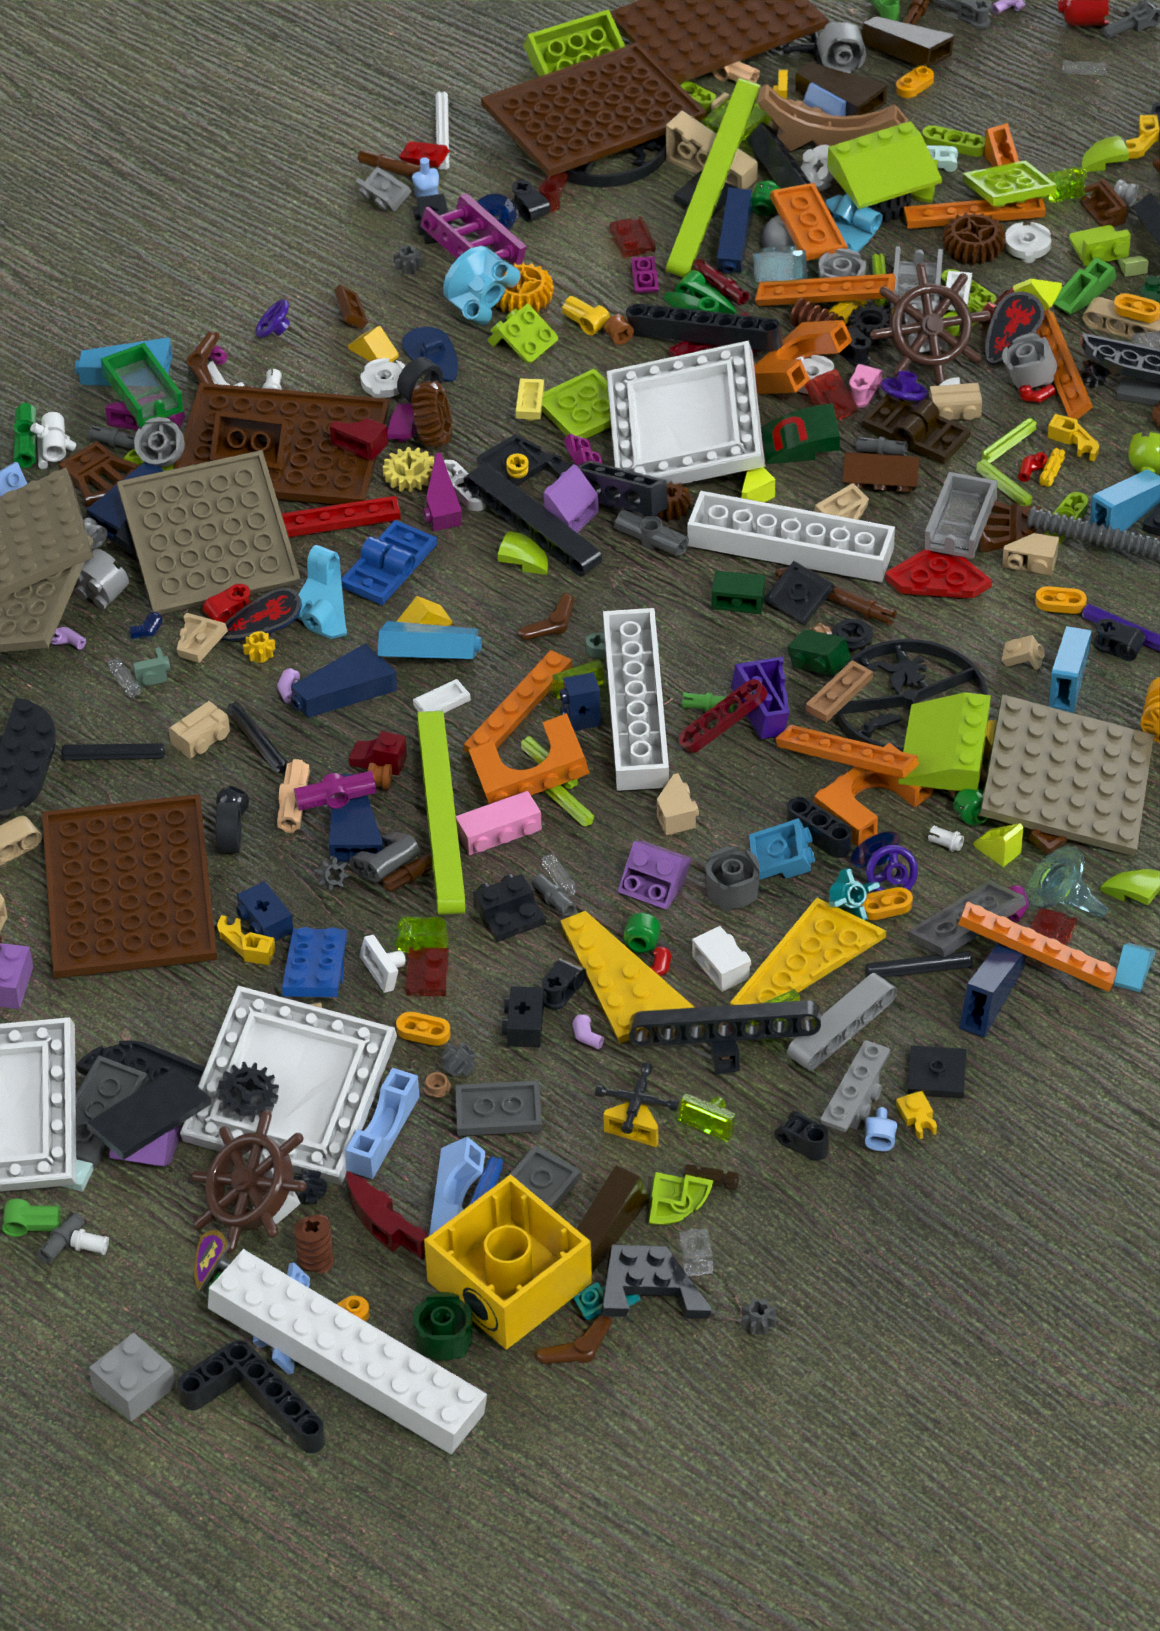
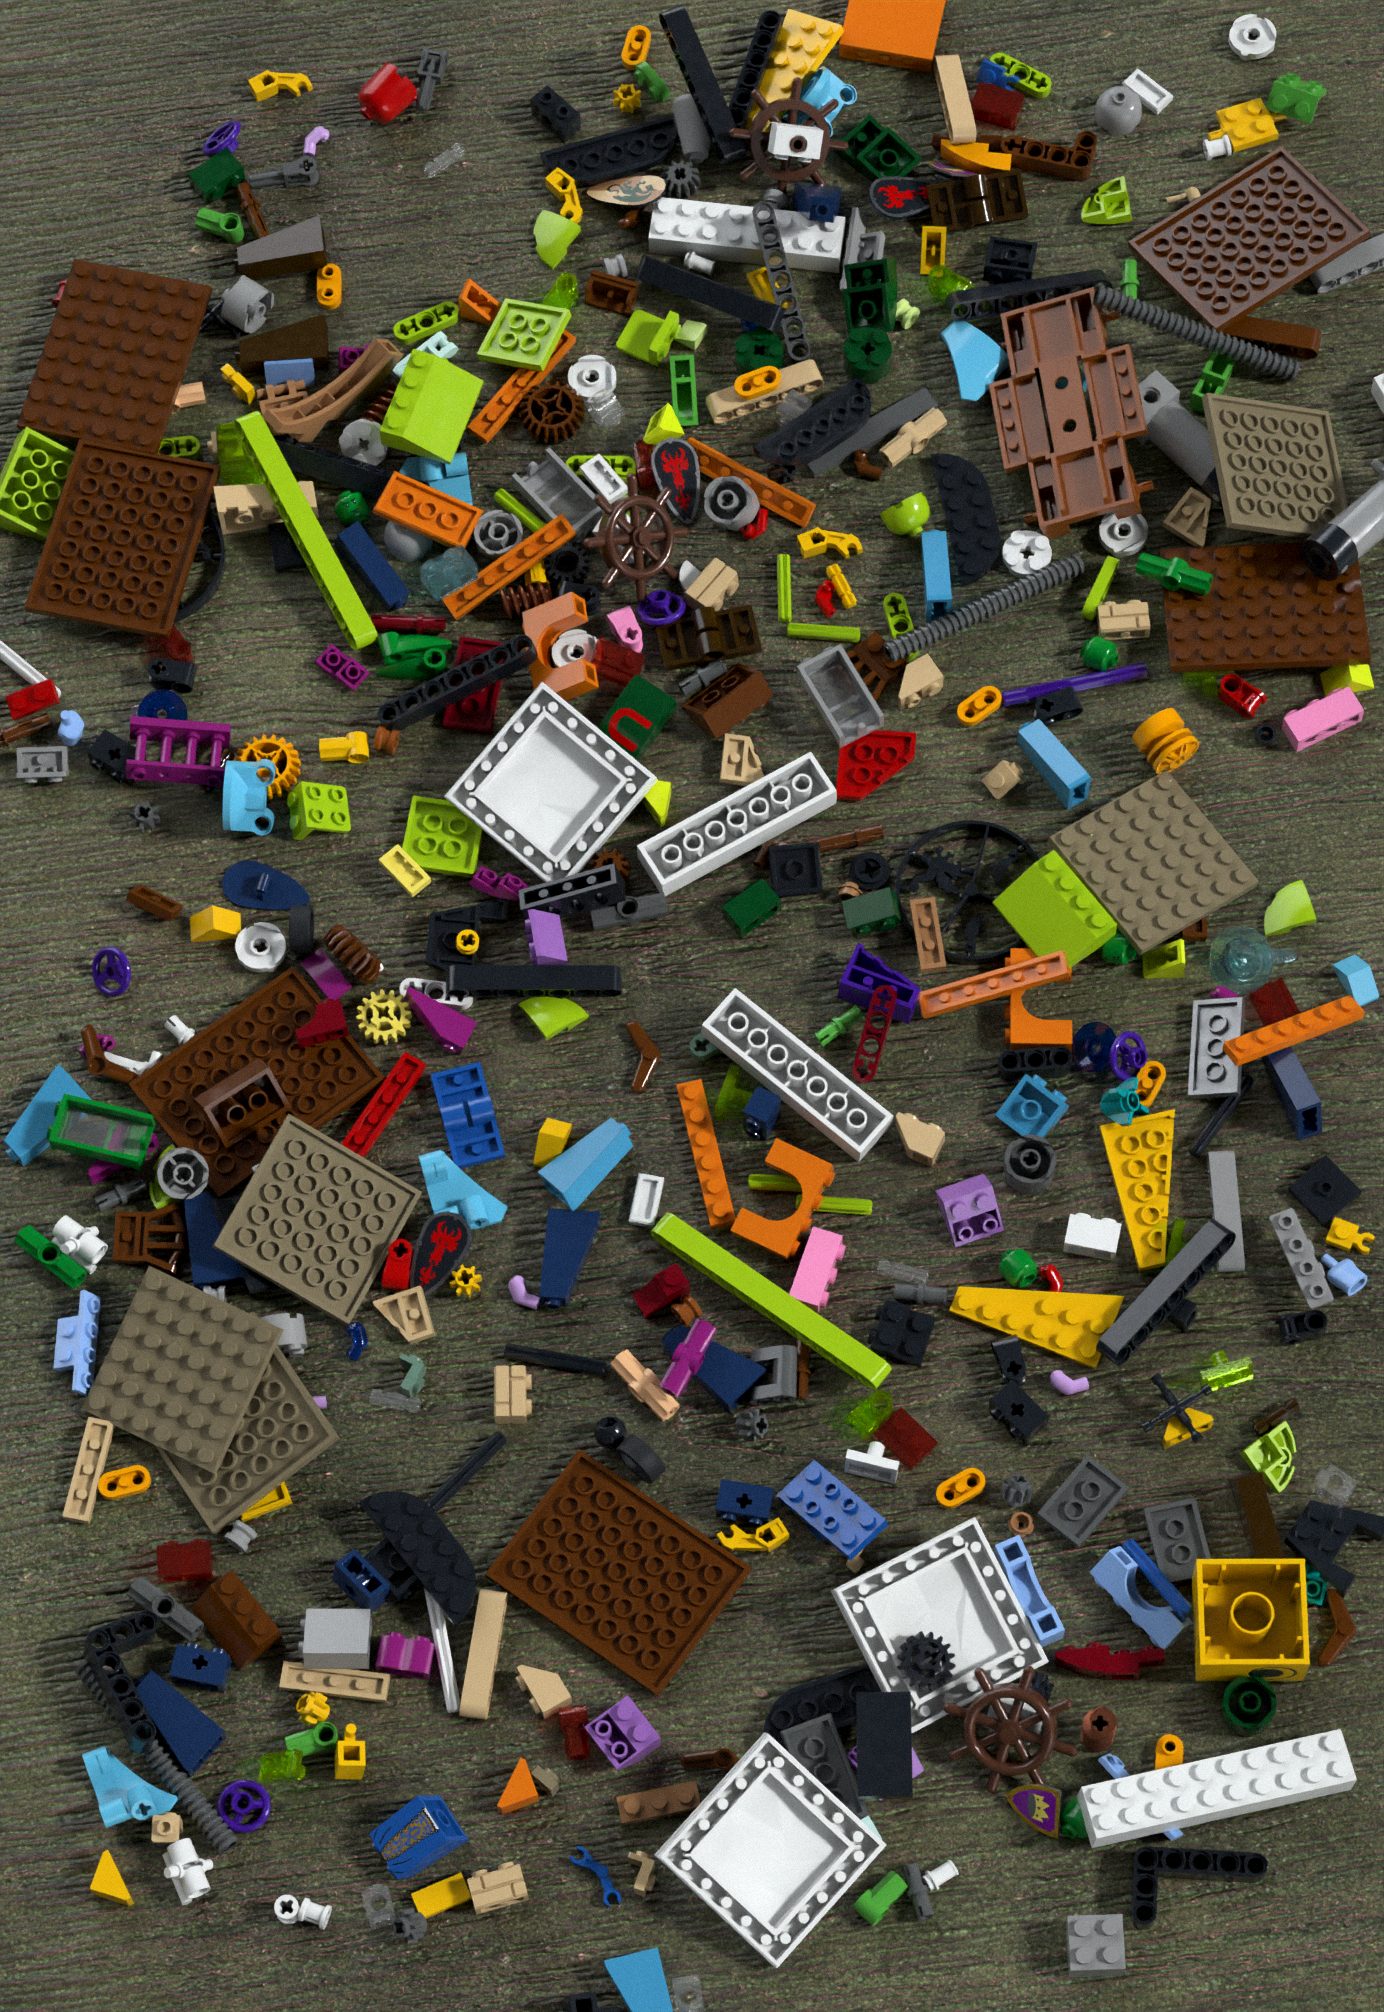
camera: 45 degrees left, 20 degrees up
(632, 237) = (287, 637): clear red plate -> none
(952, 840) = (1126, 991): white pin -> none
(1012, 258) = (605, 408): none -> clear brick

